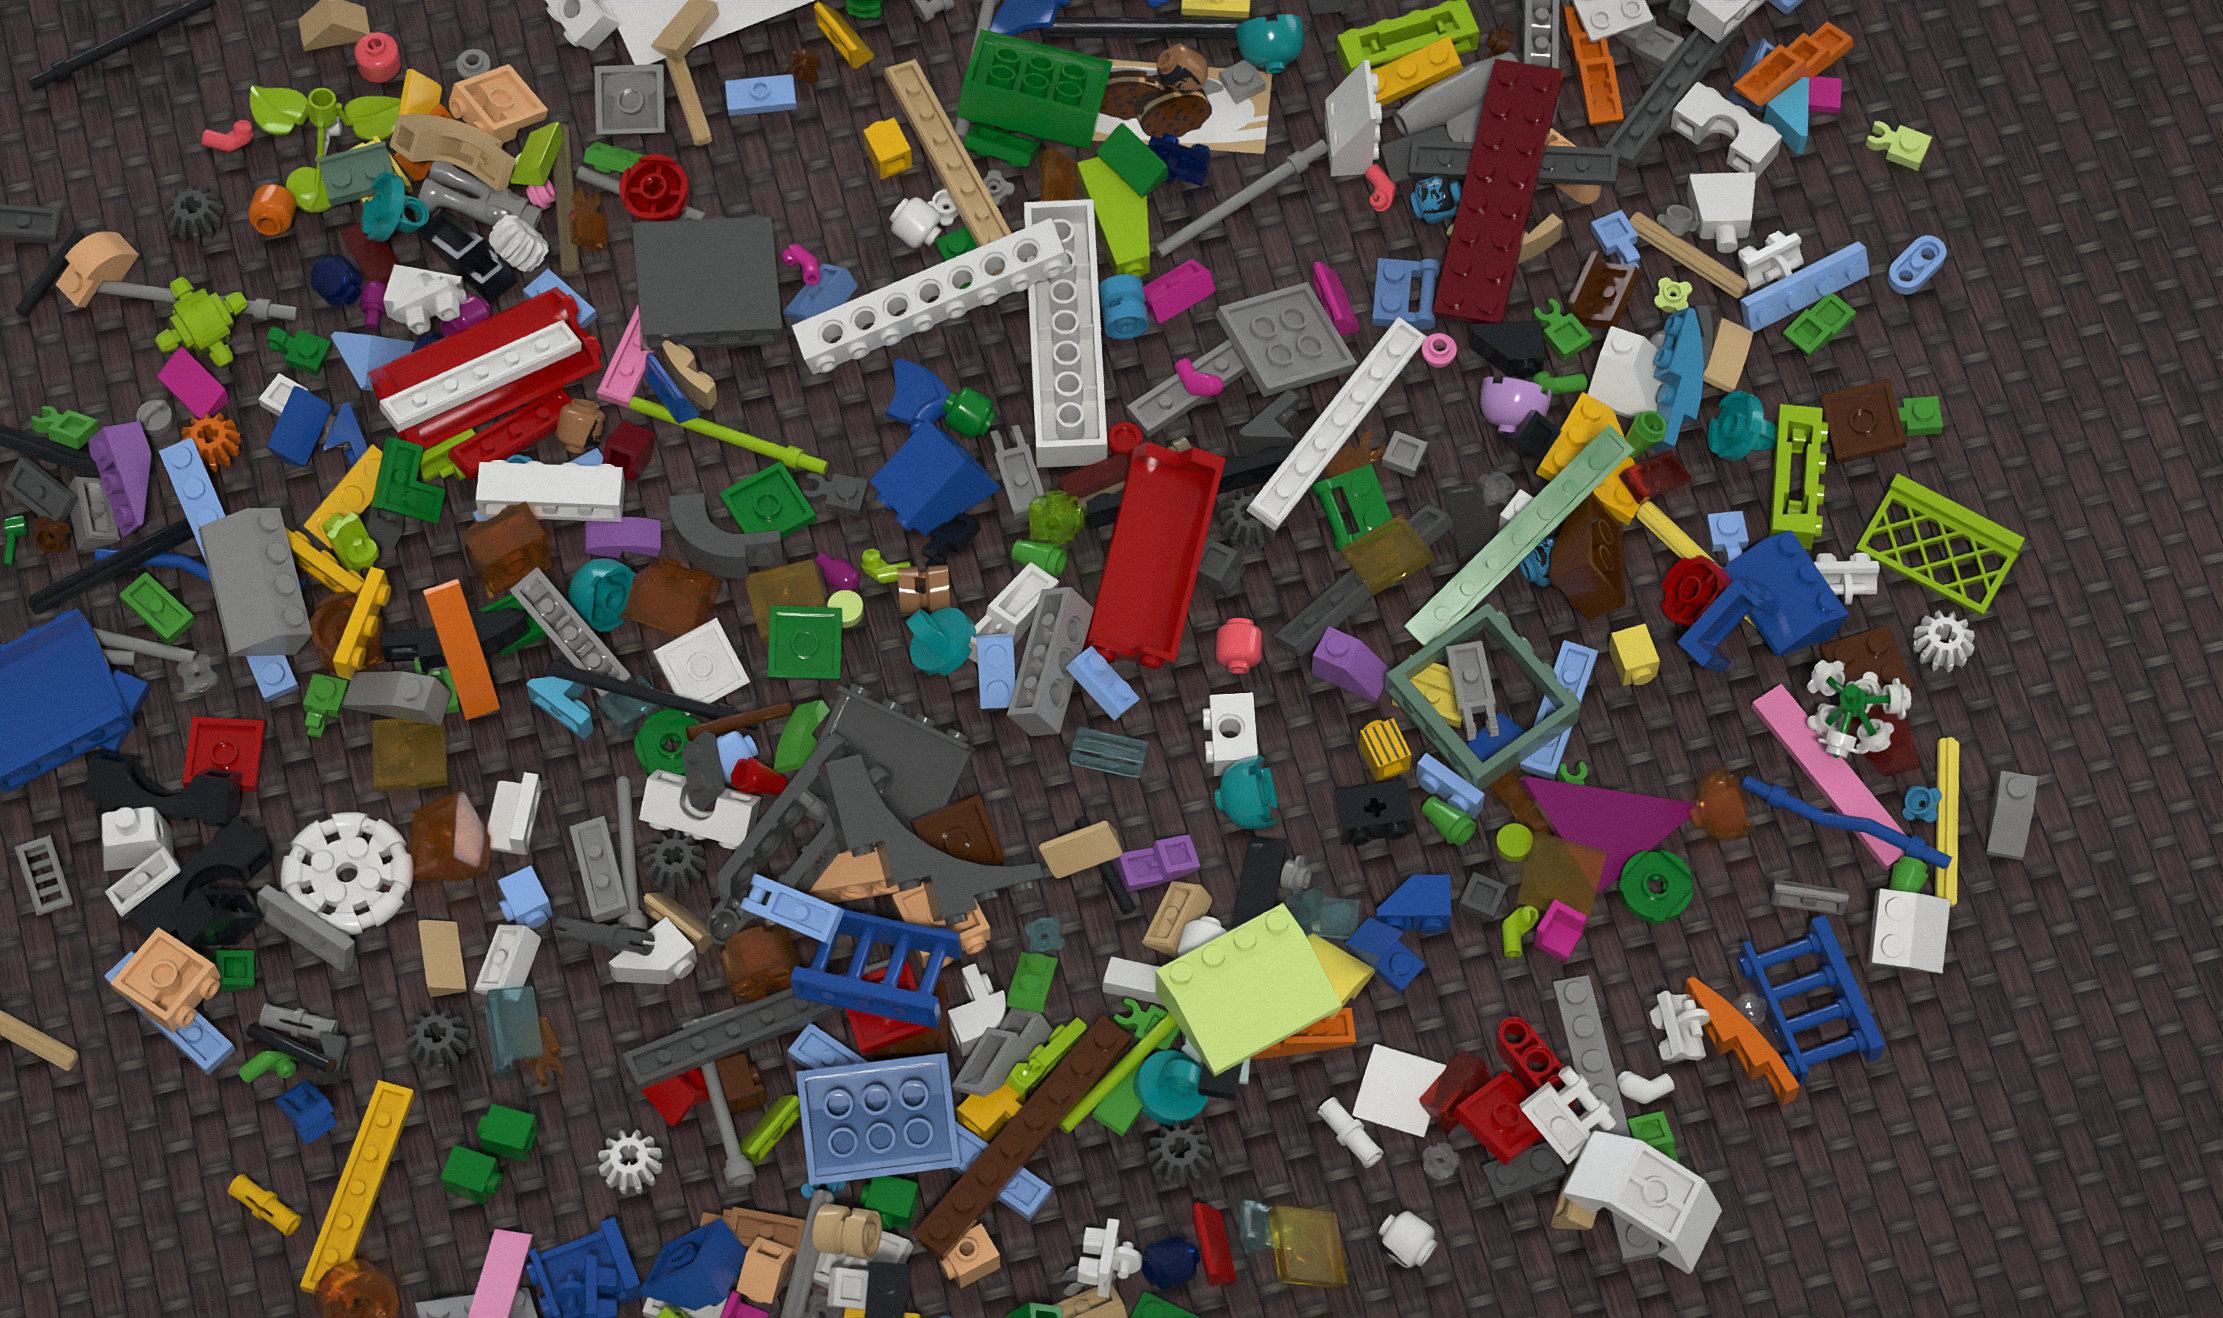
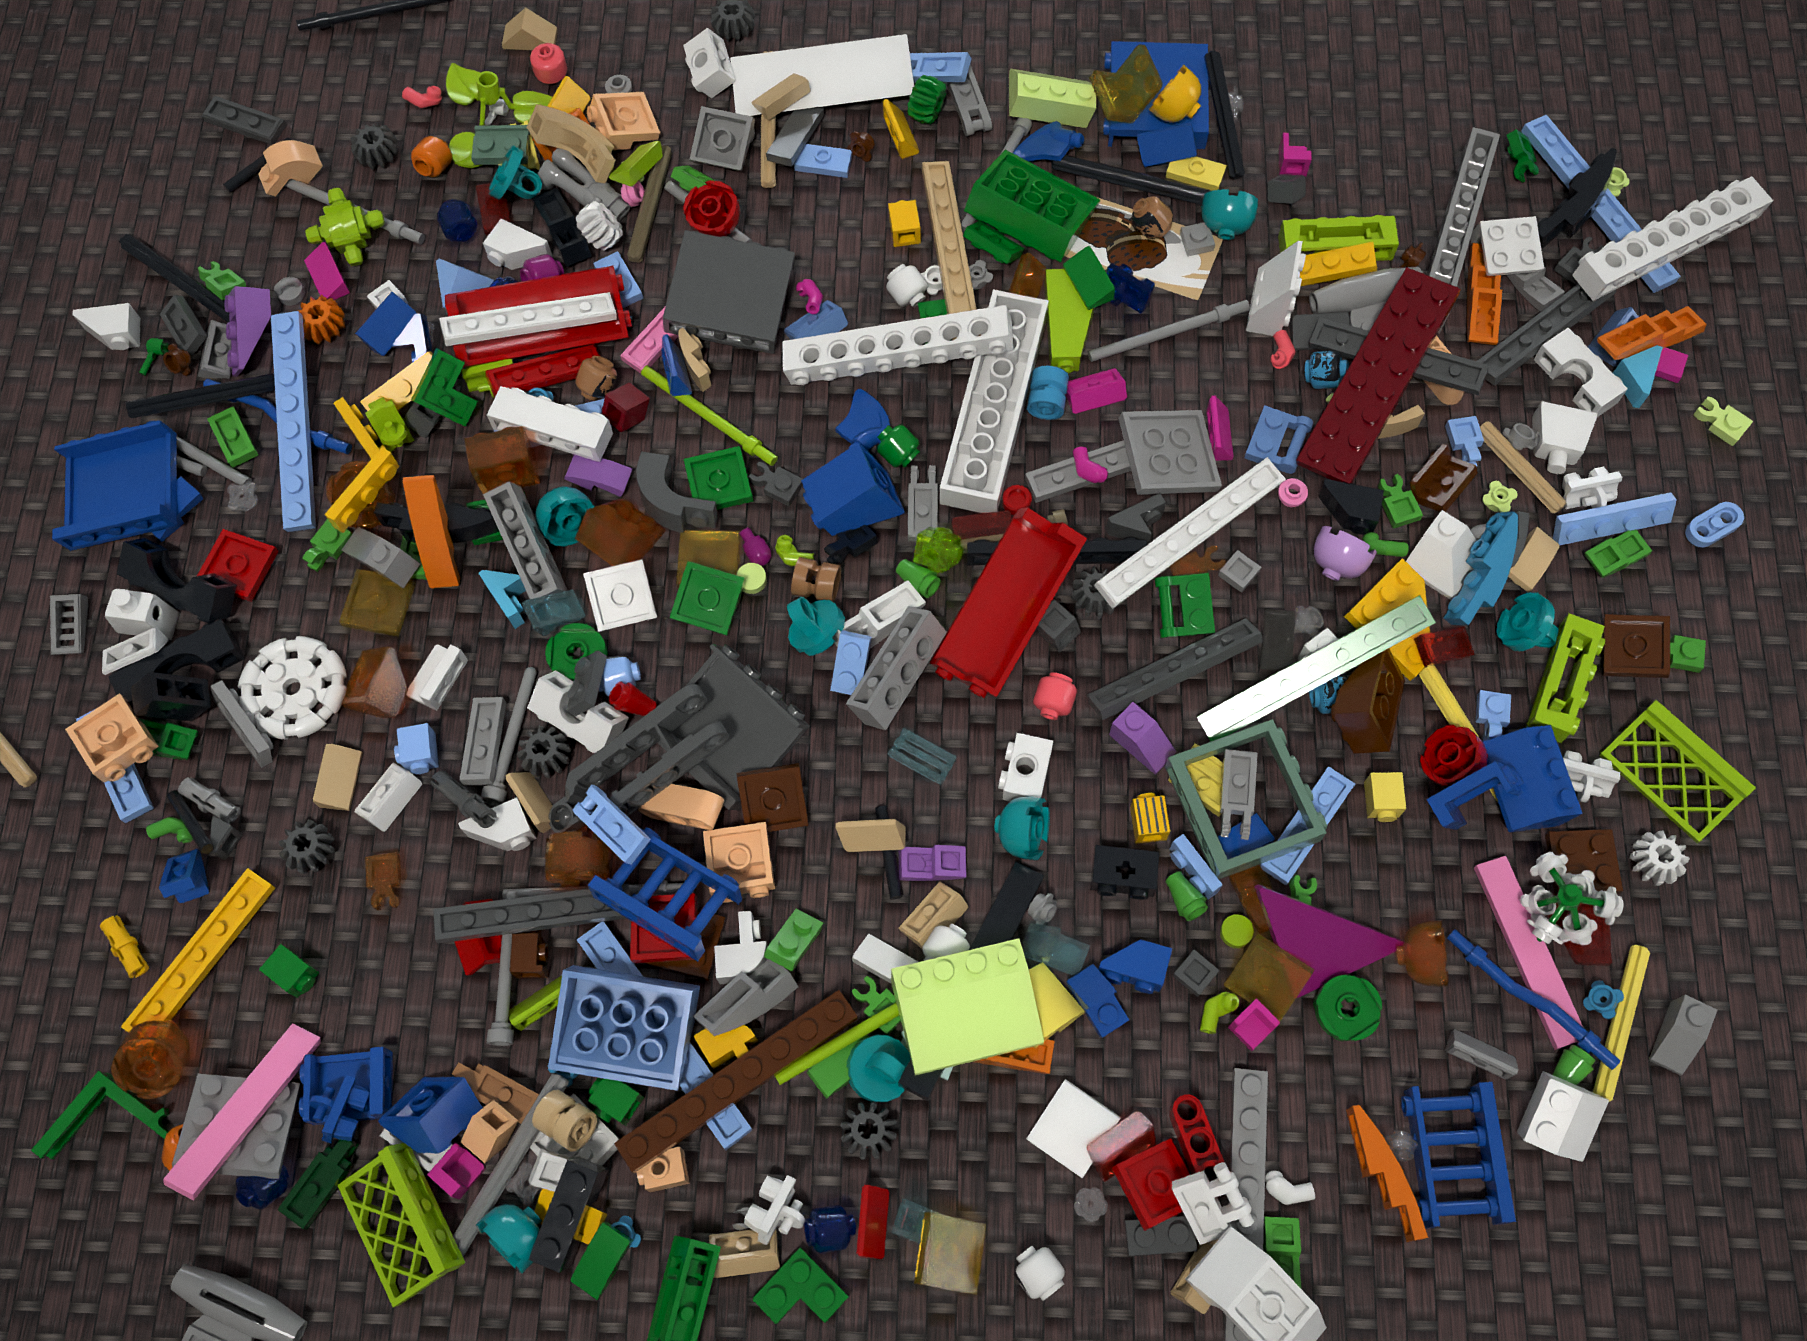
camera: 20 degrees right, 5 degrees up
(255, 583) = (299, 437): light grey slope -> none
(302, 352) = (415, 269): green plate -> none
(372, 303) = (476, 245): magenta cylinder -> none
(430, 298) = (514, 251): white hips -> none
(507, 1132) = (329, 944): green brick -> none
(512, 1026) = (367, 853): clear light blue panel -> none
(587, 225) = (658, 225): clear orange plate -> none
(630, 1175) = (407, 998): white gear -> none
(642, 693) = (623, 639): black bar -> none
(717, 74) = (794, 135): none -> dark grey tile
(740, 720) = (634, 648): reddish brown bar -> none
(797, 739) = (674, 675): bright green slope -> none
(865, 821) = (747, 838): dark grey arch -> none
(1046, 1058) = (778, 1013): lime hinge -> none
(1047, 926) = (812, 893): clear light blue plate -> none
(1102, 683) = (933, 697): light blue plate -> none
(1350, 1132) = (1020, 1154): white pin -> none
(1387, 554) = (1200, 653): clear yellow tile -> none
(1532, 437) = (1350, 586): black panel -> none
(1646, 432) = (1448, 606): bright green cone -> none
(1683, 1026) = (1337, 1145): white hips -> none

